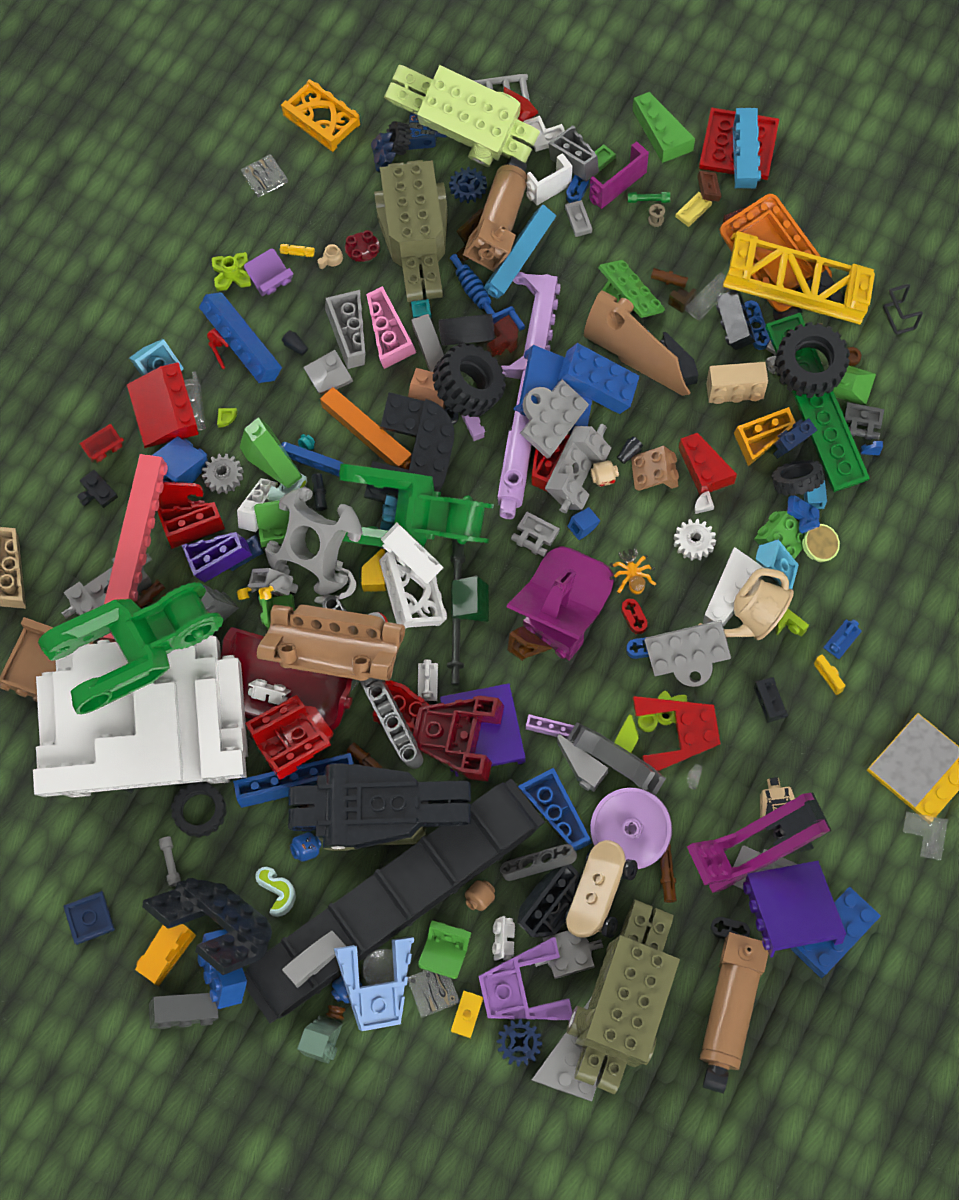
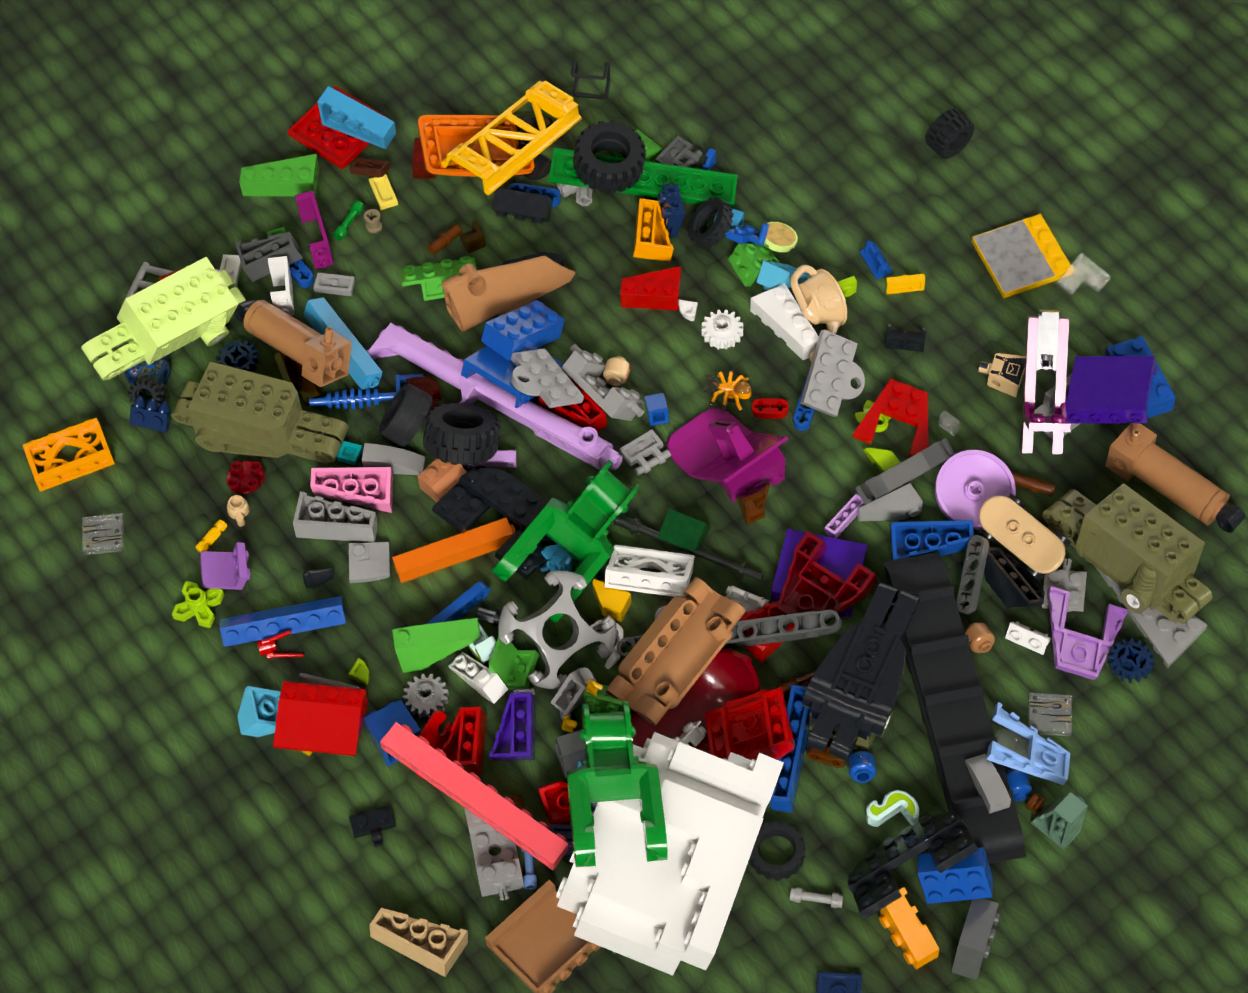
camera: 65 degrees left, 10 degrees down
(101, 443) = (329, 794): red bracket -> none
(306, 442) = (434, 608): teal plate -> none
(411, 553) = (622, 548): white wedge -> none
(444, 949) = (1016, 685): bright green bracket -> none
(467, 1014) = (1085, 695): yellow plate -> none
(629, 450) = (602, 340): black cone -> none
(647, 722) = (879, 440): lime tile -> none
(655, 468) = (633, 332): medium nougat bracket -> none
(707, 297) = (483, 214): clear panel -> none
(728, 923) = (1096, 455): black beam -> none
(736, 382) = (589, 229): tan brick -> none

